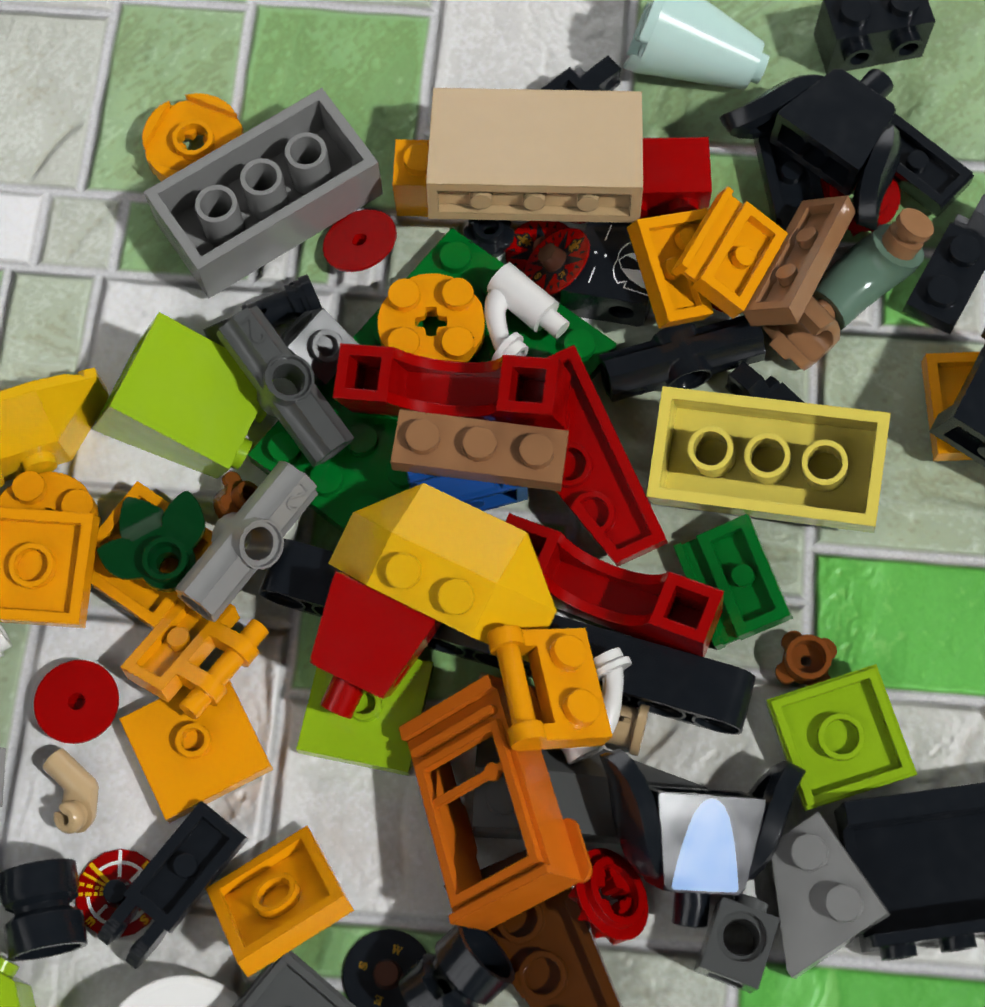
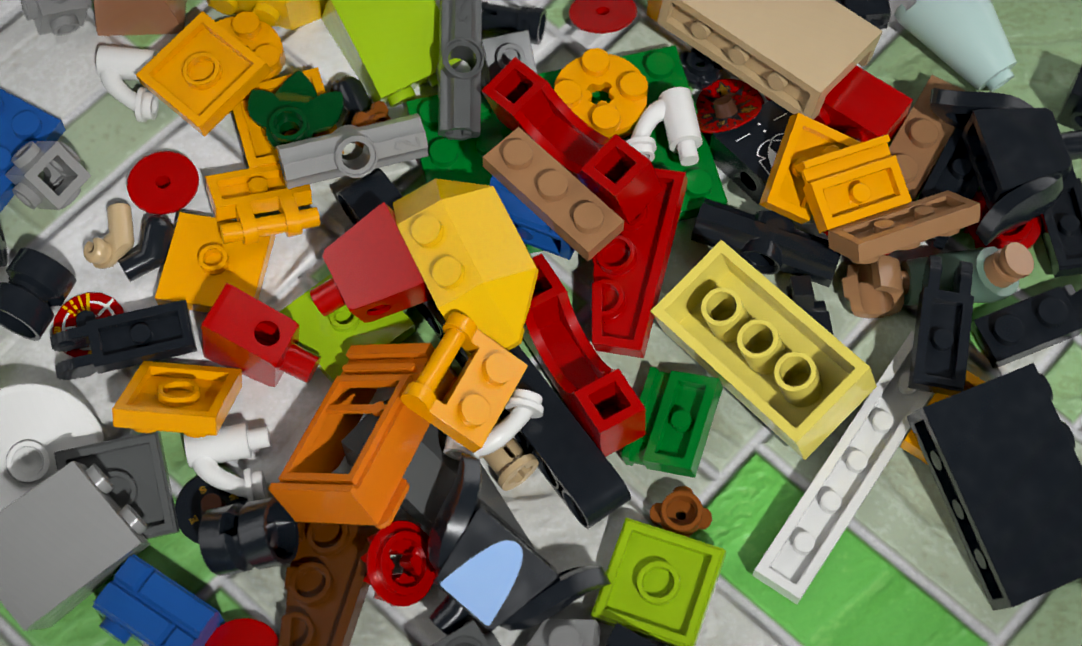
camera: 35 degrees right, 5 degrees down
(122, 771) = (153, 250): none -> black arm
(198, 484) = (354, 97): none -> black arm
(287, 802) = (255, 338): none -> red torso
(365, 898) = (230, 444): none -> white plant
(732, 159) = (922, 139): none -> medium nougat plate
(899, 330) = (942, 331): none -> black hinge
(916, 512) = (843, 481): none -> white plate

